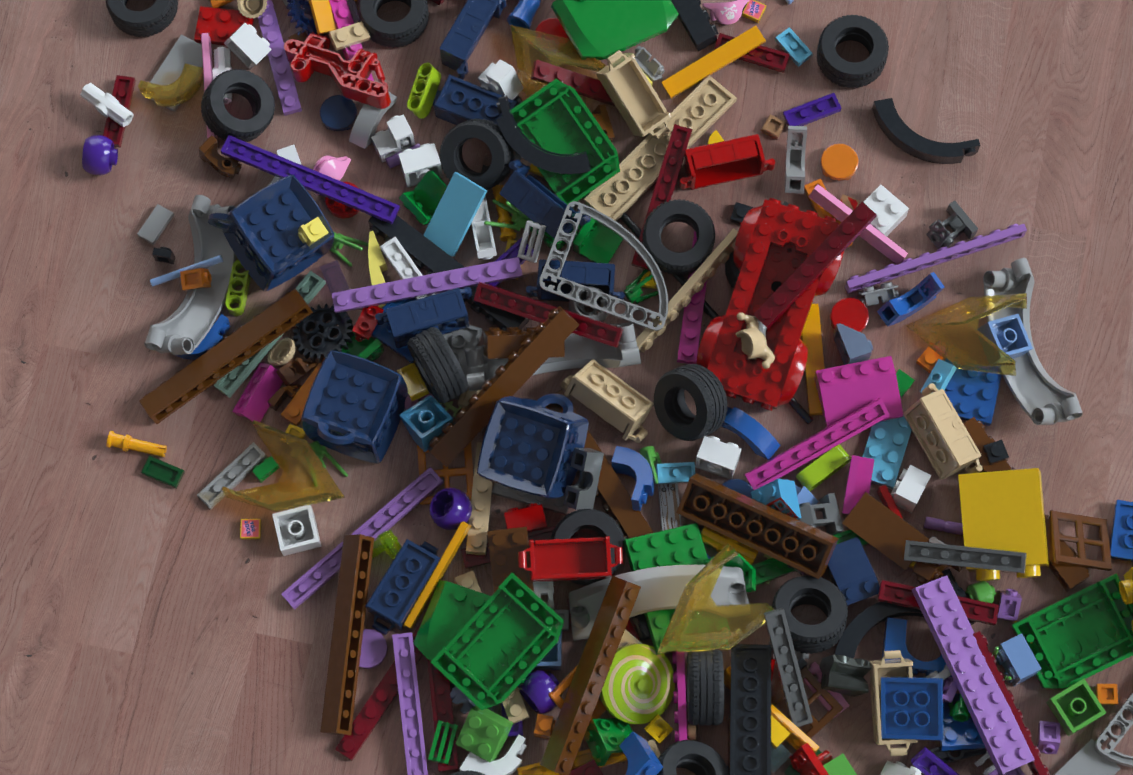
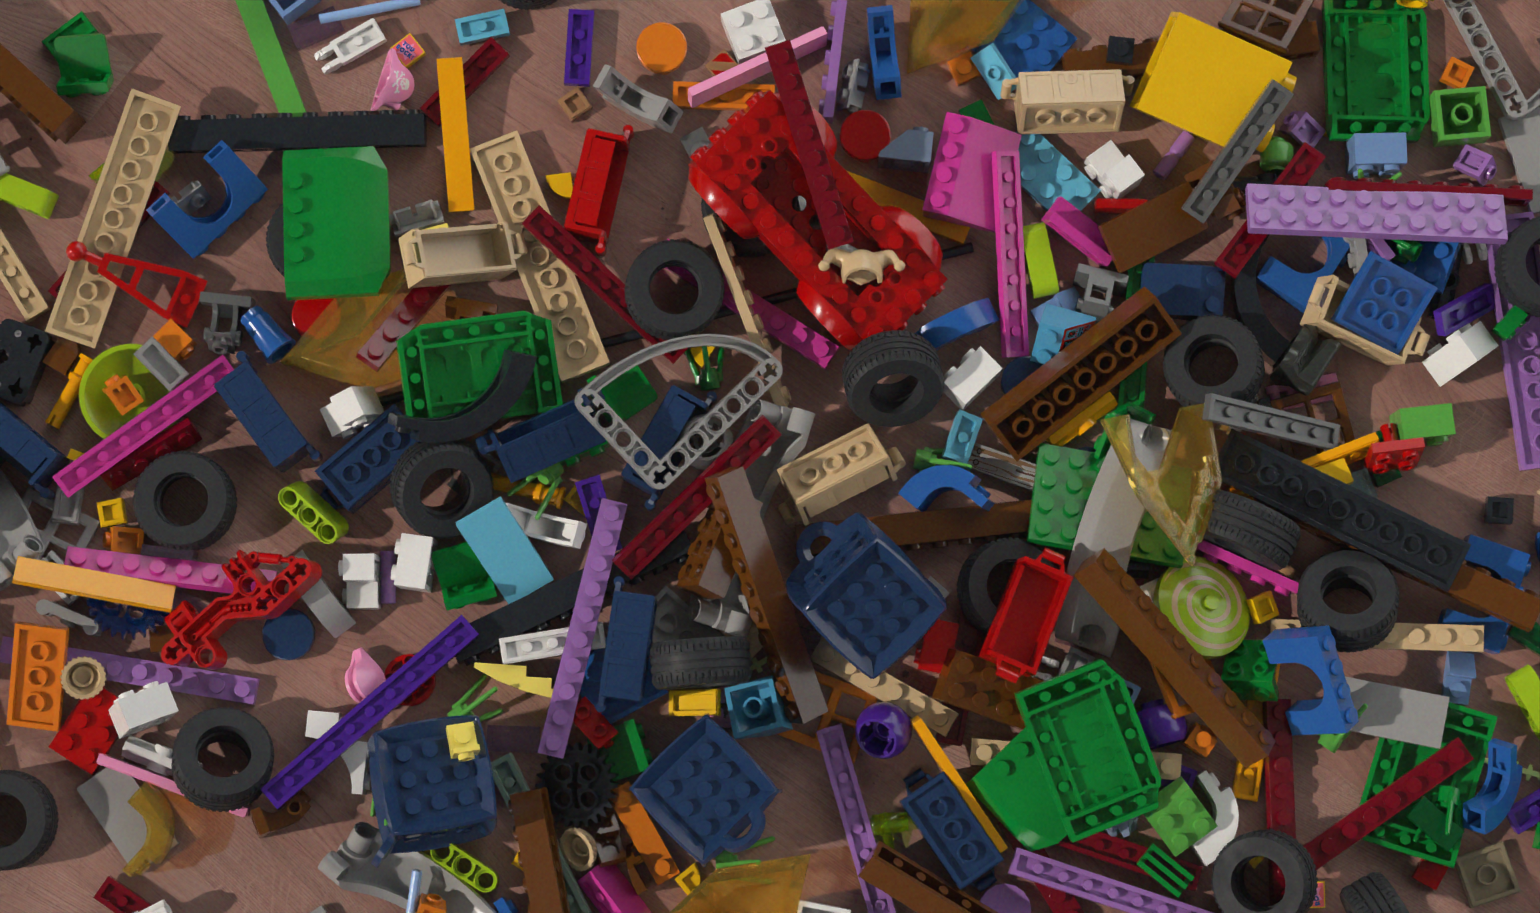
camera: 65 degrees left, 10 degrees up
(349, 36) = (195, 573): tan plate -> none
(536, 226) = (577, 458): white tile -> none
(584, 491) = (942, 563): dark grey arch -> none
(739, 212) = (670, 198): black plate -> none

